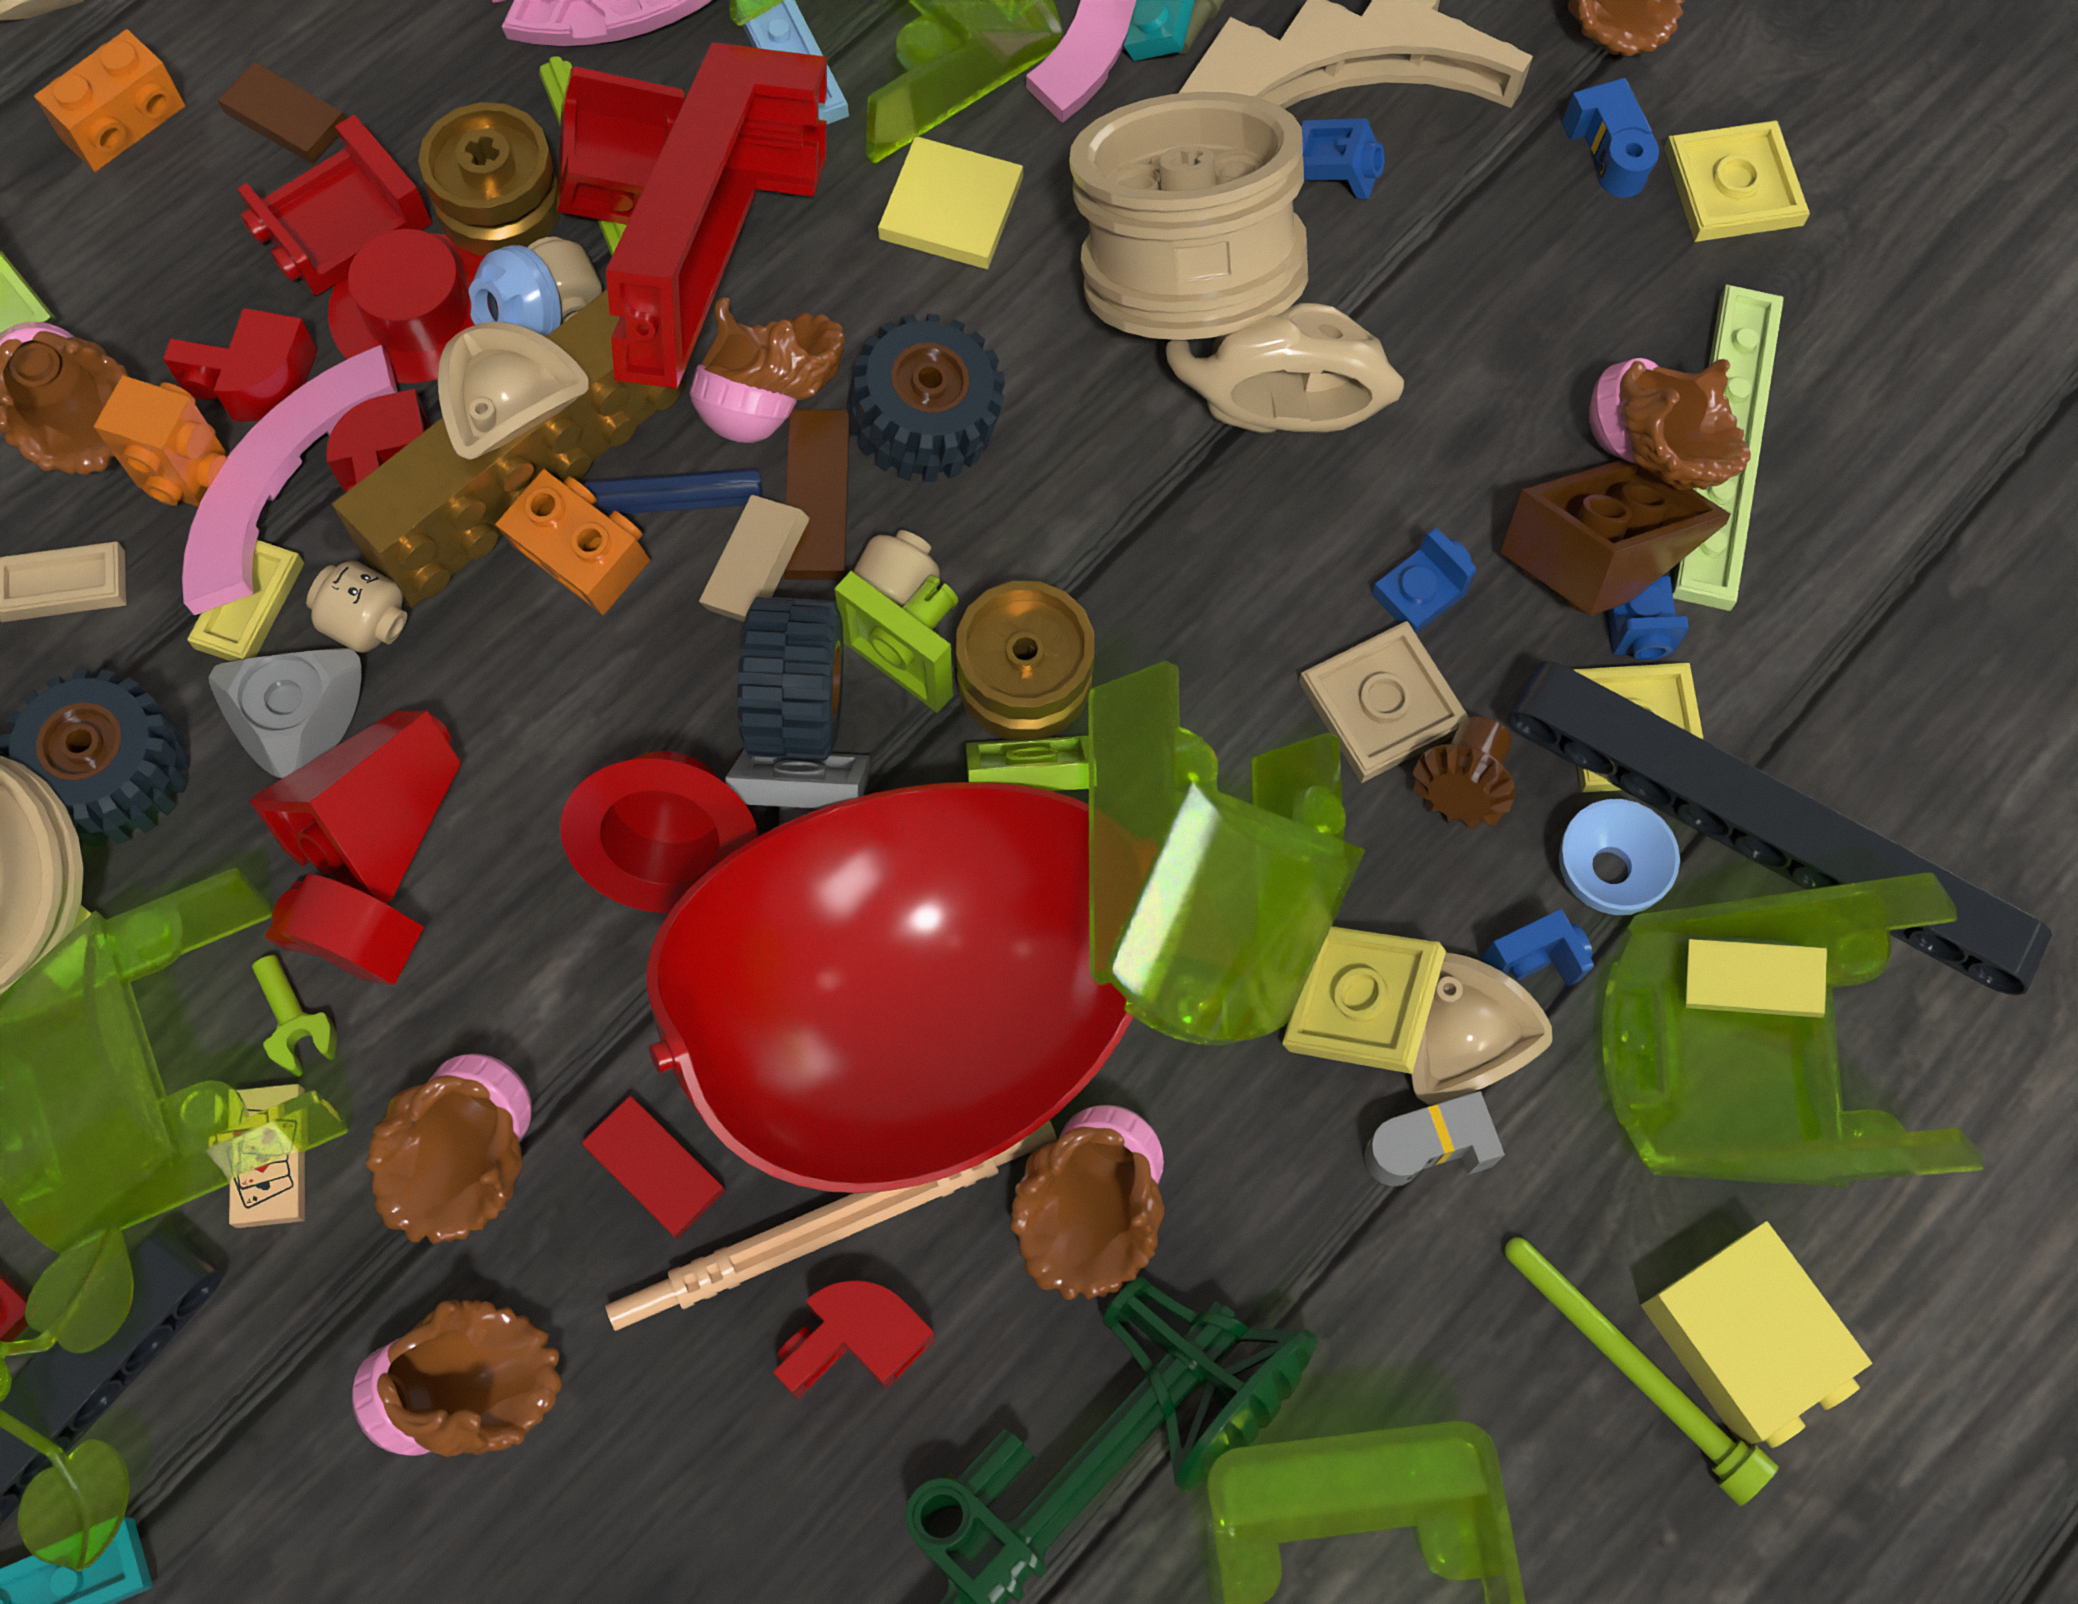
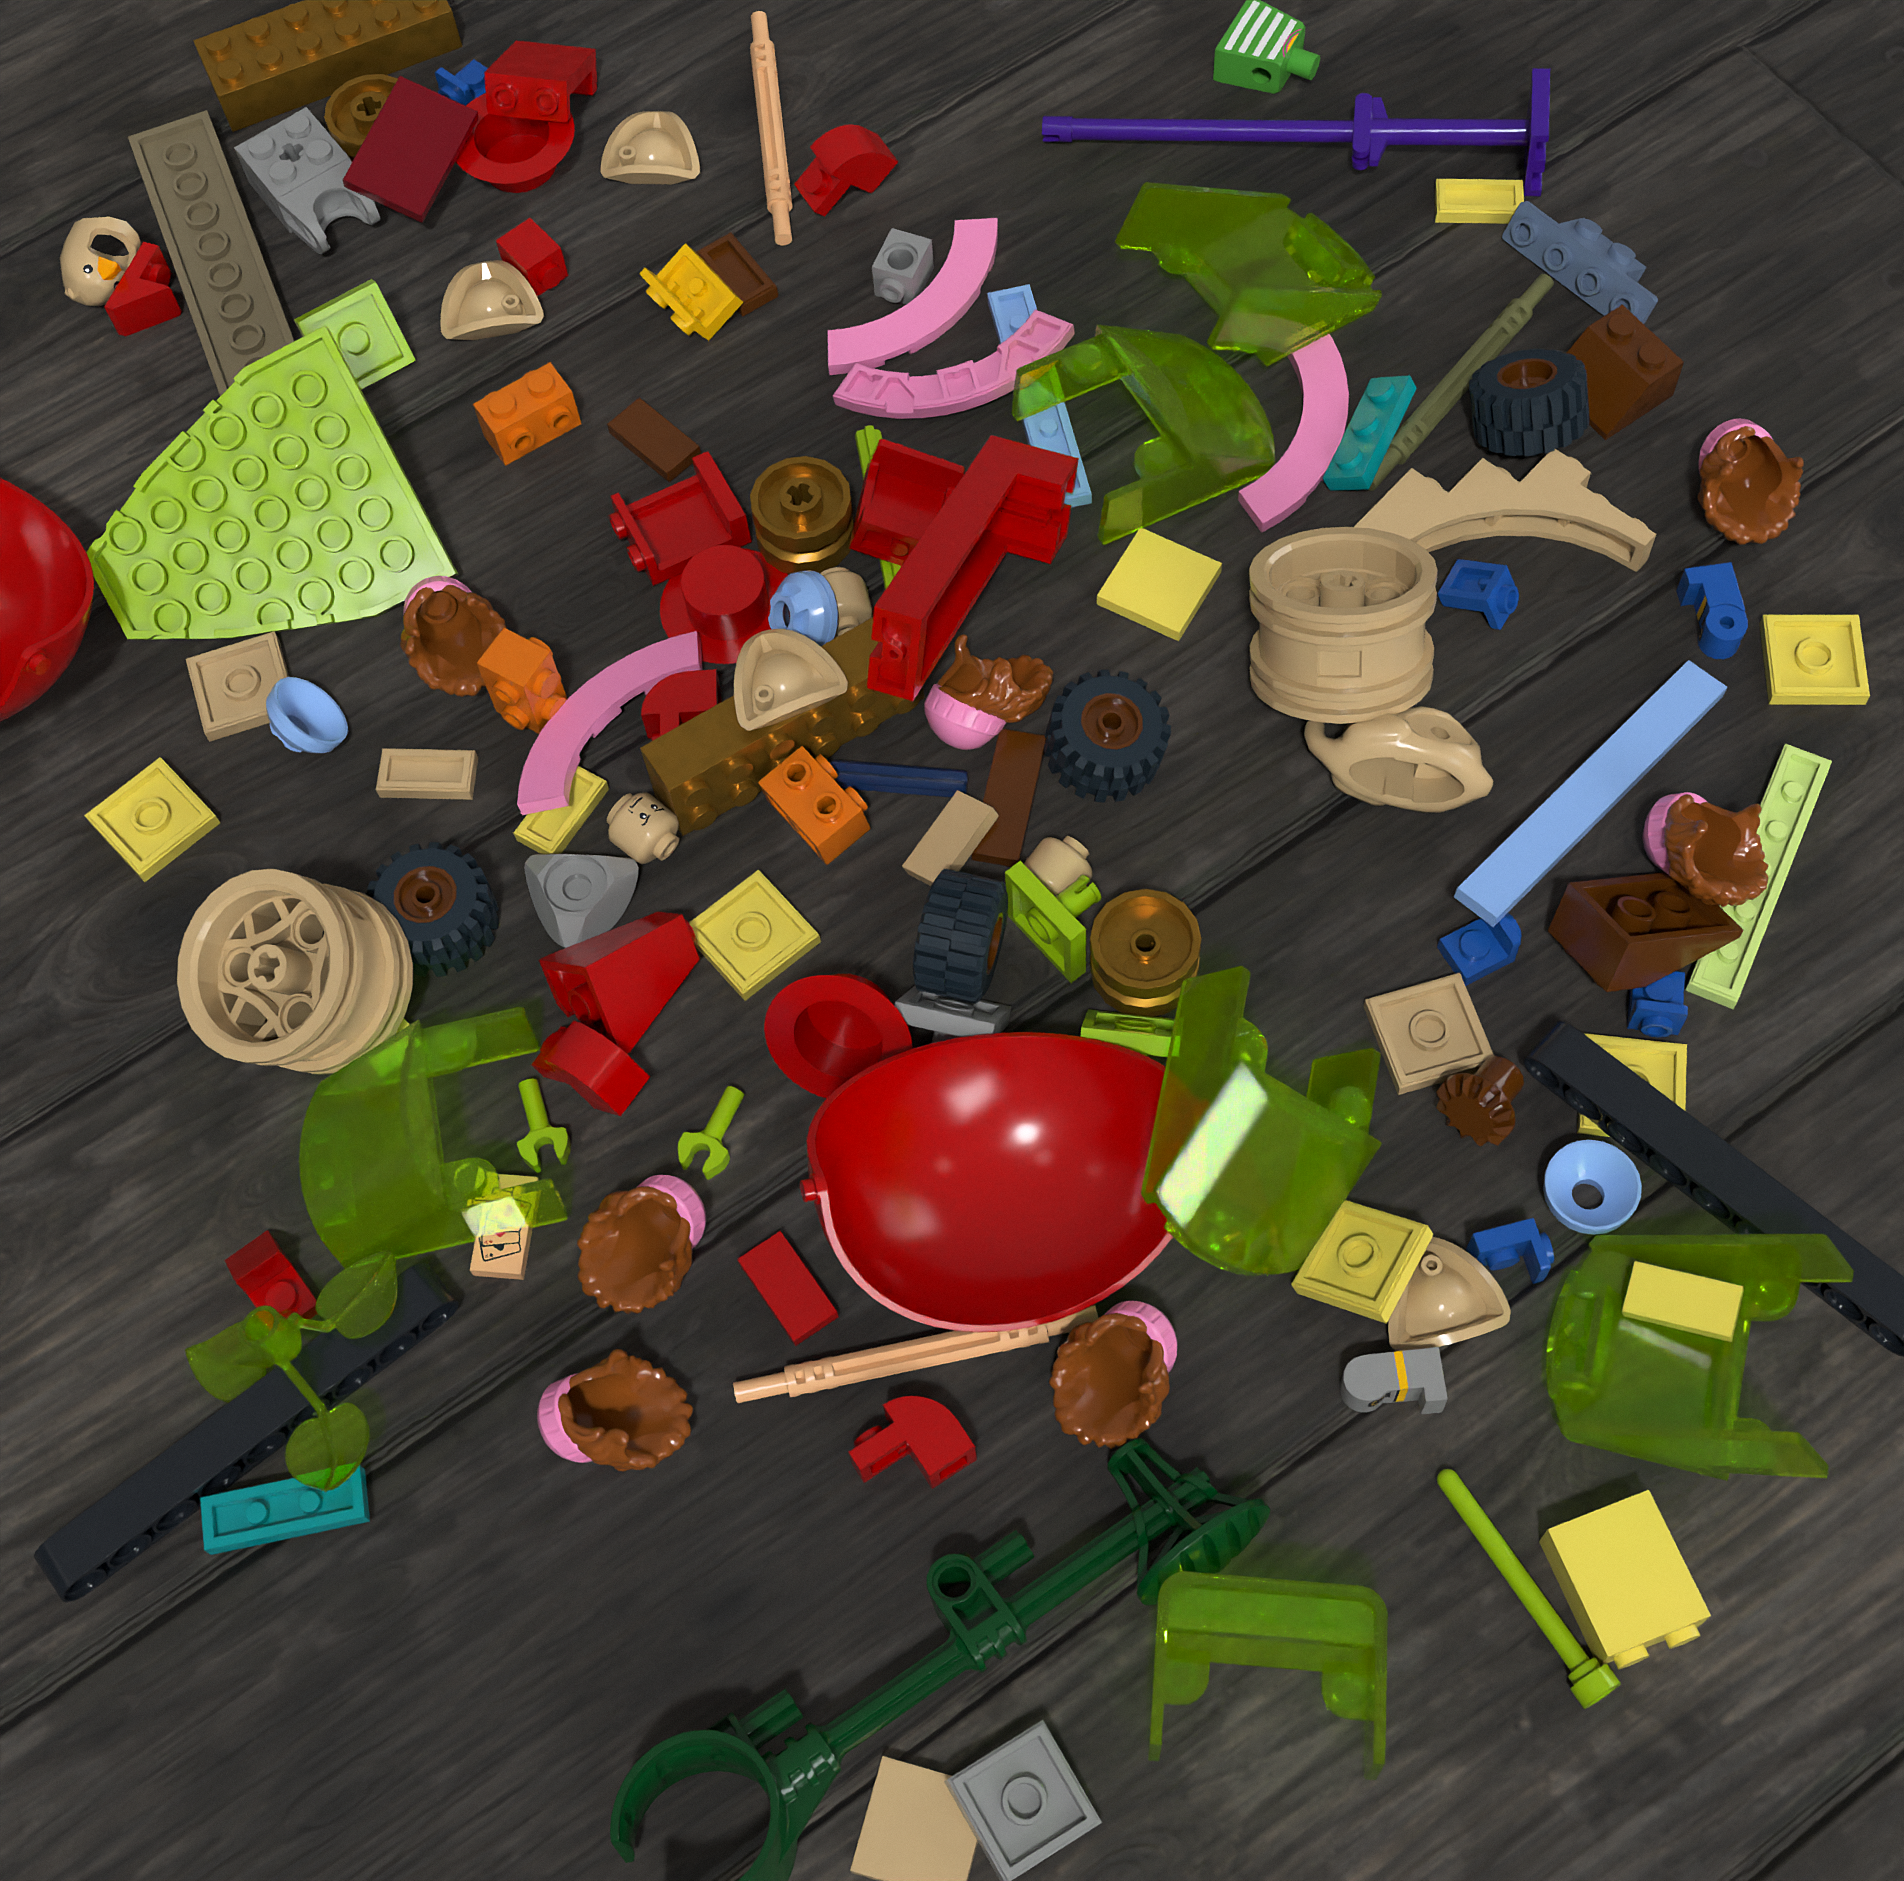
camera: 20 degrees right, 5 degrees down
(257, 372) = (600, 638): red brick -> none
(519, 987) = (711, 1137): none -> lime bar
(524, 720) = (752, 935): none -> light yellow tile
(1516, 381) = (1589, 794): none -> light blue tile

